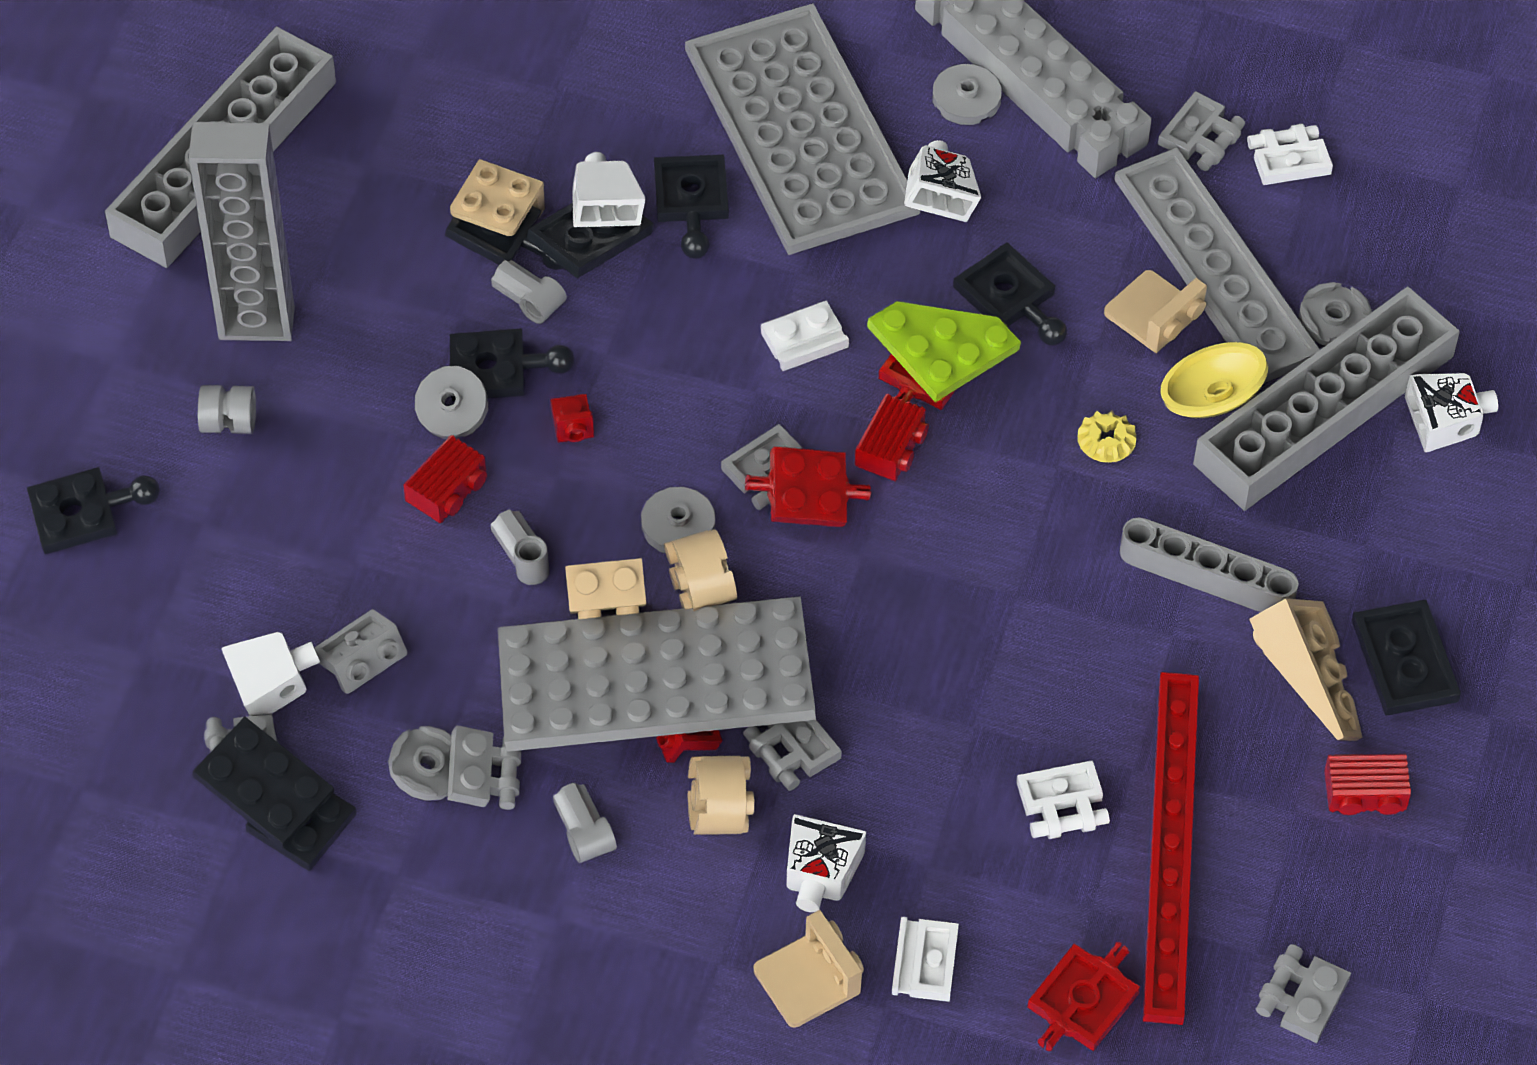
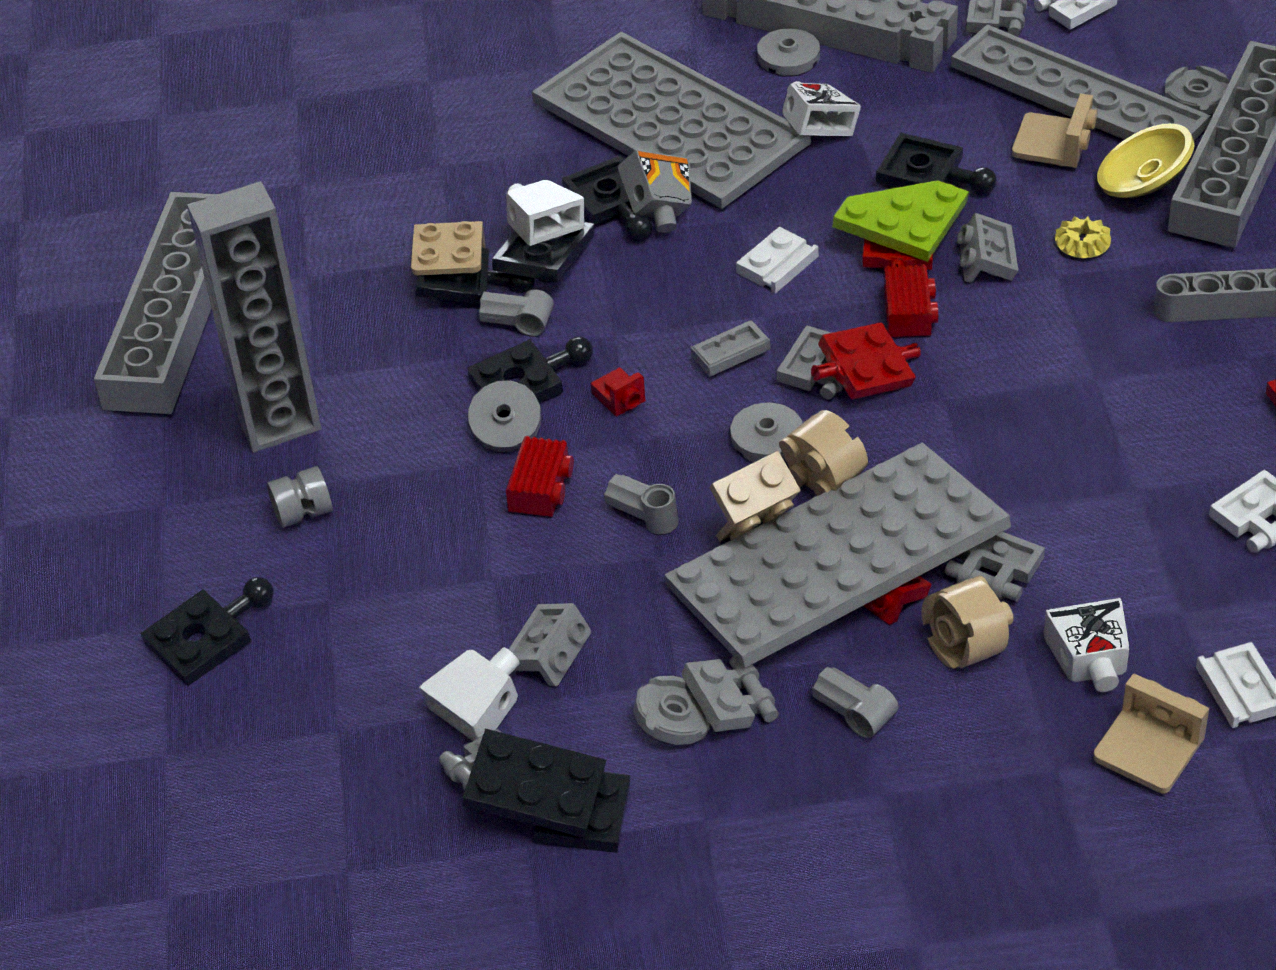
camera: 20 degrees left, 10 degrees down
(698, 416) = (730, 348): none -> light grey plate
(730, 211) = (657, 186): none -> light grey torso
(1005, 411) = (987, 247): none -> light grey bracket

